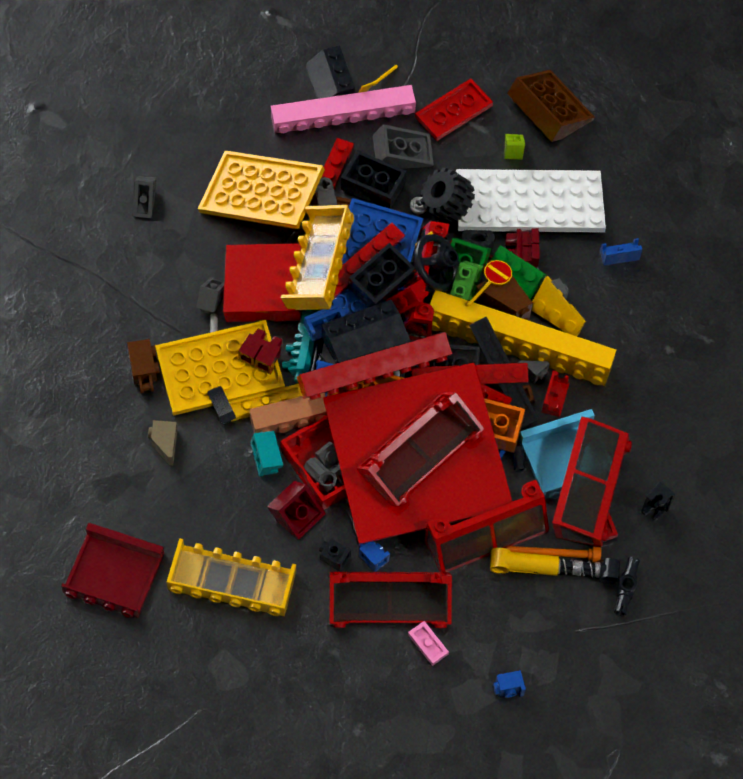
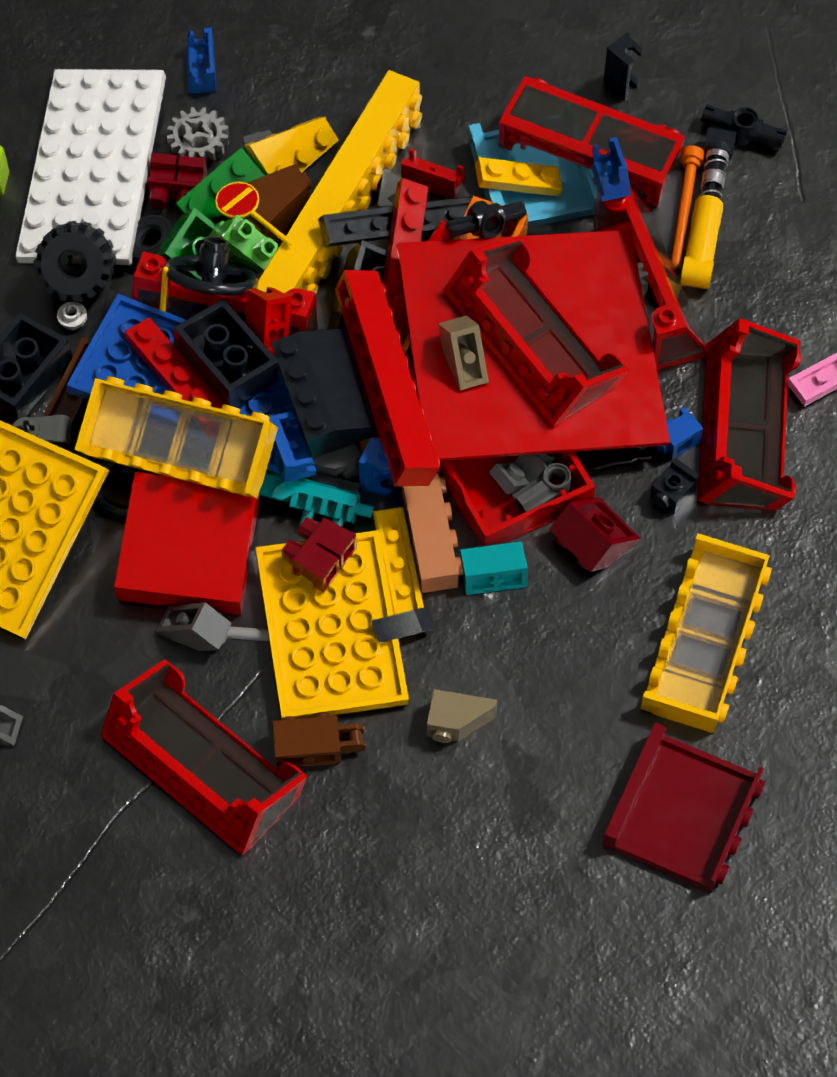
camera: 80 degrees left, 0 degrees up
(130, 307) = (199, 758): none -> windscreen
(396, 406) = (464, 351): none -> dark tan slope
(501, 413) = (485, 219): none -> black axle
(546, 484) = (611, 172): none -> blue hinge
(555, 259) = (198, 134): none -> light grey gear
(555, 442) = (518, 176): none -> yellow plate

